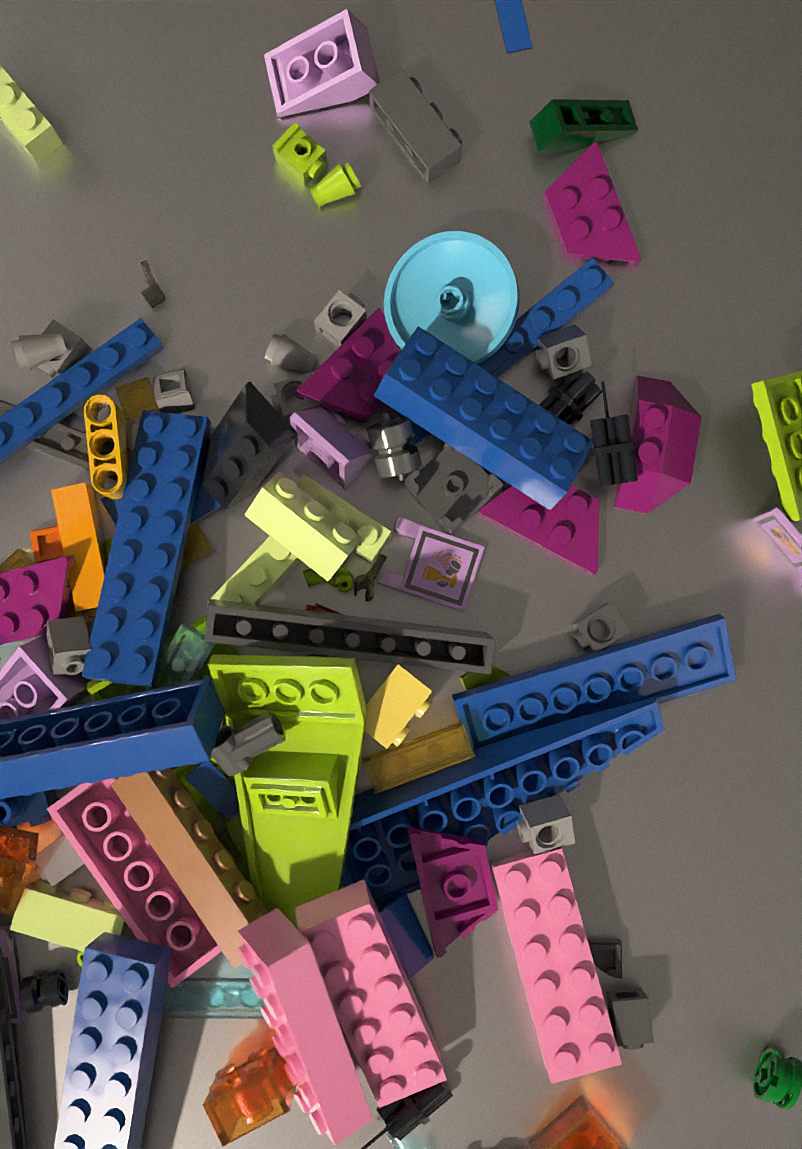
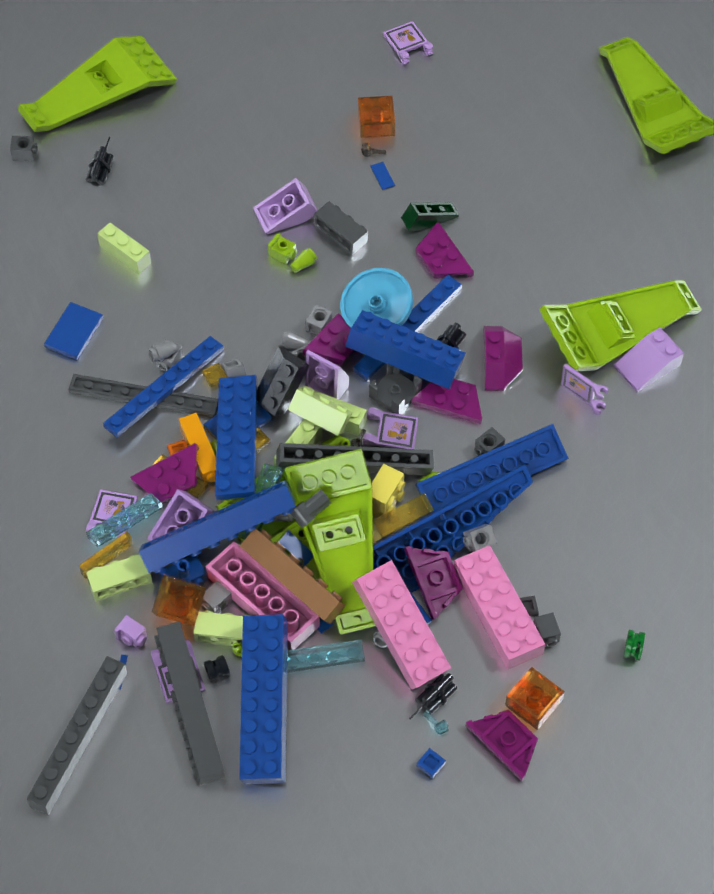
camera: 10 degrees left, 25 degrees down
(67, 645) = (202, 488): light grey brick -> none
(97, 434) = (205, 388): yellow beam -> none
(153, 293) = (214, 323): clear smoke hand -> none
(249, 1095) = (343, 693): clear orange brick -> none
(304, 1025) = (369, 637): bright pink brick -> none
(393, 444) = (359, 369): dark grey wheel -> none
(575, 358) = (448, 318): dark grey brick -> none
(613, 448) = (476, 354): black piece -> none

